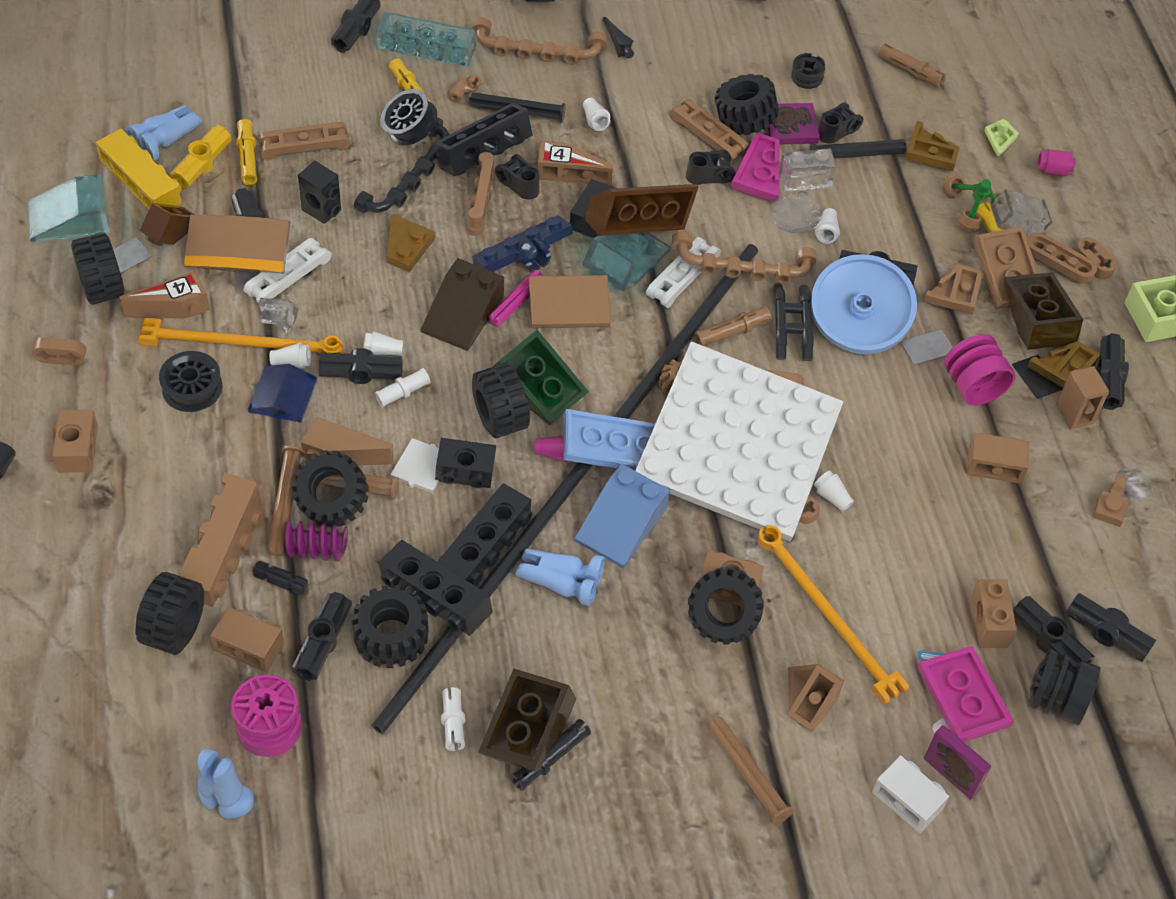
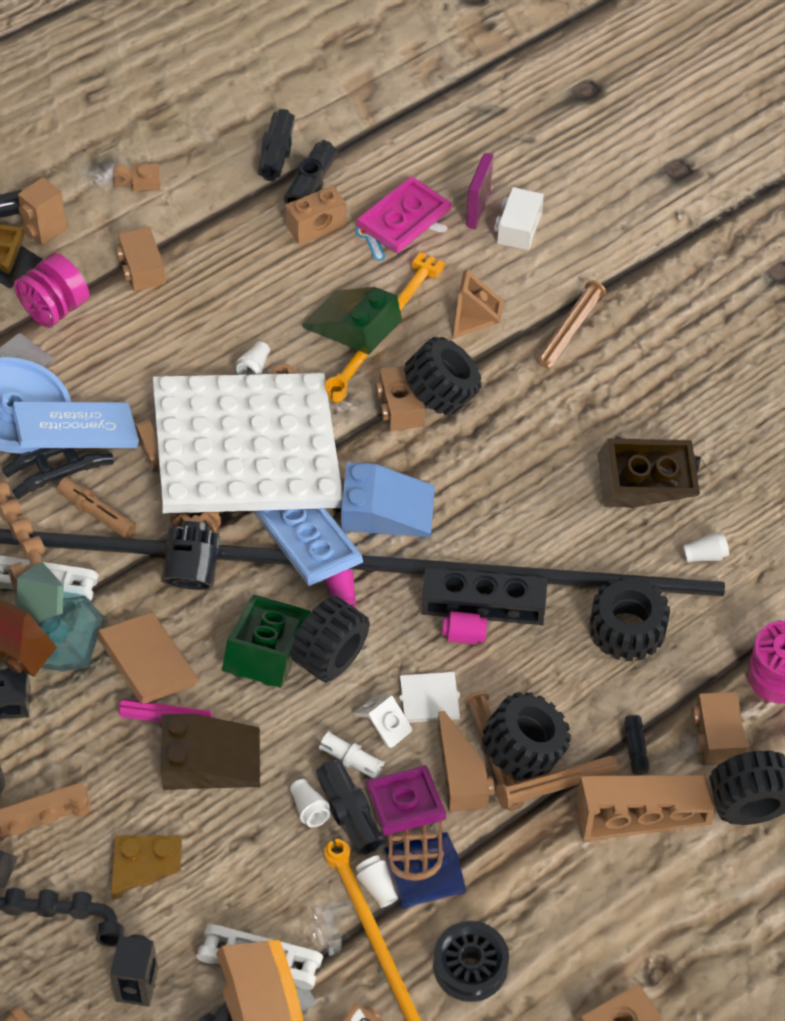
camera: 115 degrees left, 0 degrees up
(303, 397) = (423, 857): none -> medium nougat window
(315, 541) = (585, 727): magenta piece -> none
(315, 649) = (656, 672): black piece -> none
(342, 401) = (405, 800): none -> magenta tile
(418, 418) = (386, 718): none -> white bracket
(422, 738) = (709, 548): none -> white cone
(436, 587) = (555, 645): black brick -> none
(453, 719) = (676, 536): white pin -> none
(456, 453) = (412, 665): black brick -> none
(462, 510) = (465, 628): none -> dark pink brick
(526, 247) = (88, 736): dark blue plate -> none
(562, 572) = (482, 523): light blue piece -> none
(636, 349) = (191, 556): none -> black gear
(658, 243) = (40, 593): none -> sand green slope
(818, 332) = (75, 425): none -> light blue tile
(840, 581) = (356, 317): none -> dark green slope
(1064, 687) = (364, 147): black wheel -> none

